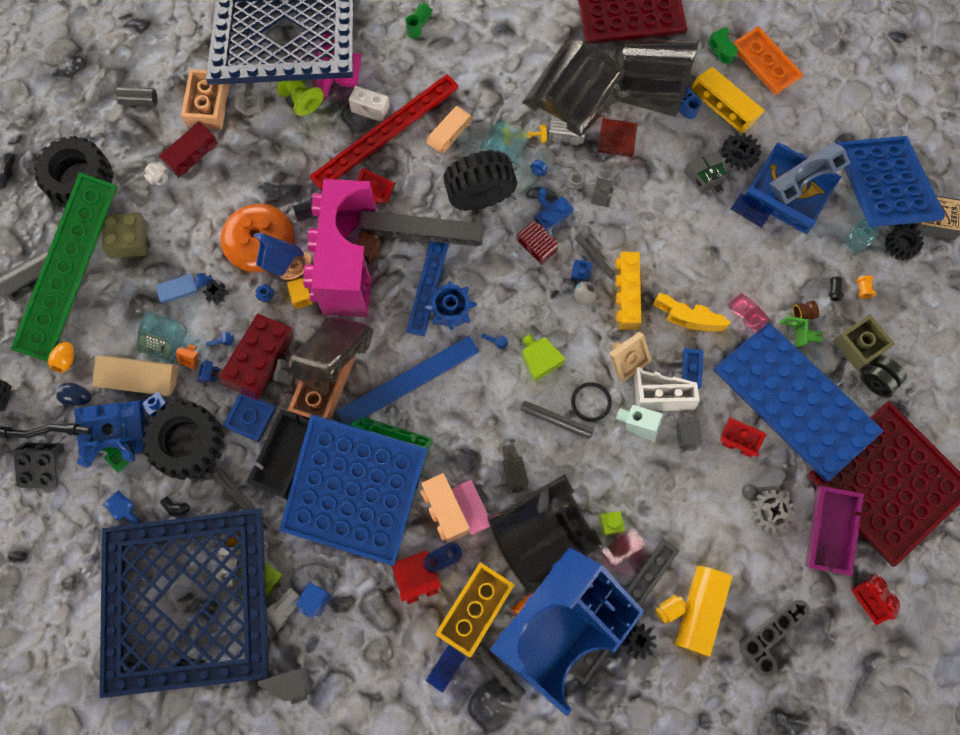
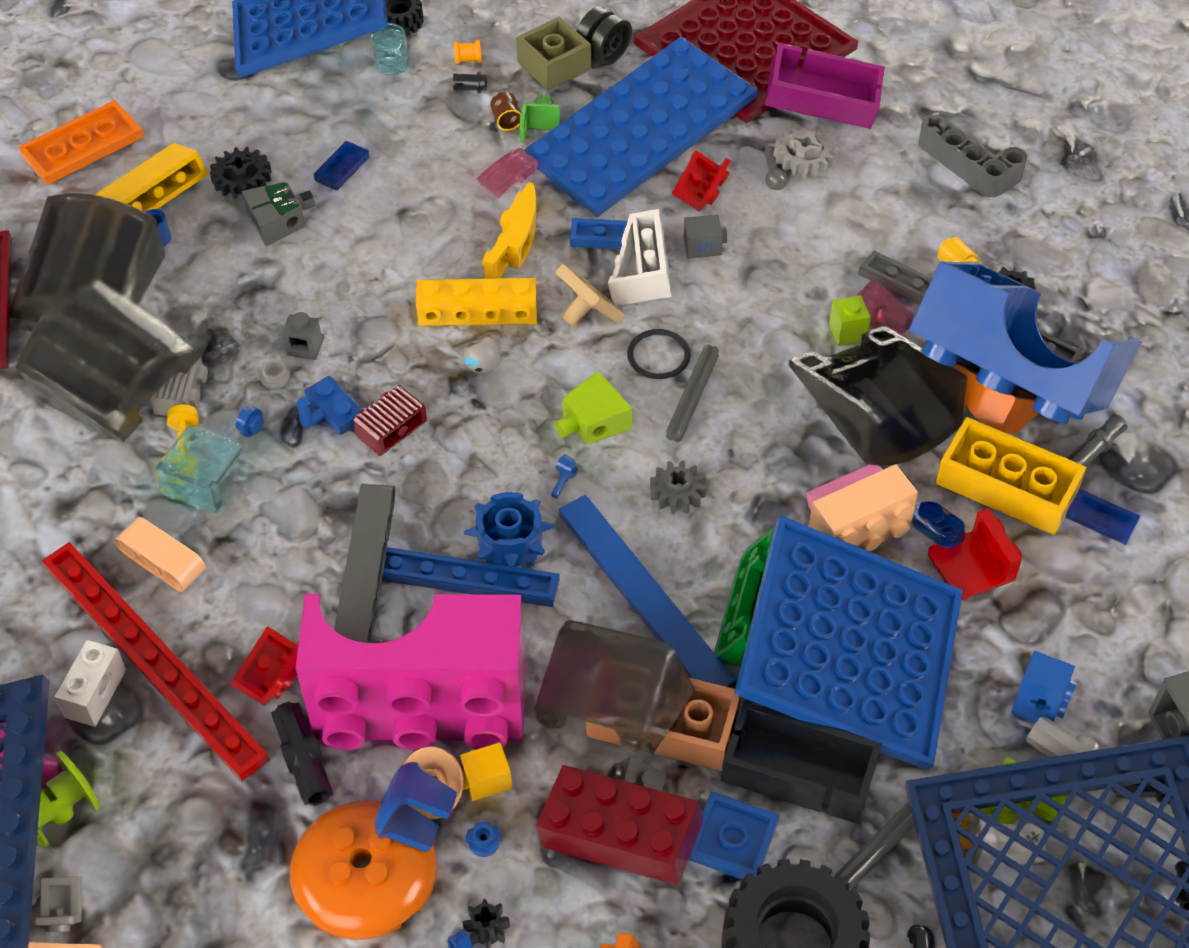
camera: 90 degrees left, 20 degrees down
(205, 372) = (652, 923): blue tile -> none
(227, 339) = (580, 898): blue hand -> none
(480, 180) = (286, 476): black tyre -> none
(480, 411) = (678, 487): none -> dark grey gear
(513, 470) = (793, 428): clear smoke hinge -> none
(581, 270) = (438, 366): blue tile -> none
(593, 254) = (413, 350): dark grey bar -> none
(617, 137) = (203, 319): clear red plate -> none
(648, 424) = (691, 289): light aqua torso -> none
(703, 610) = (932, 218): yellow brick -> none
(722, 46) = (35, 192): green leg -> none
(803, 210) = (304, 121): blue panel -> none
(827, 160) = (278, 62): sand blue arch -> none
(877, 599) = (905, 58): red bracket -> none

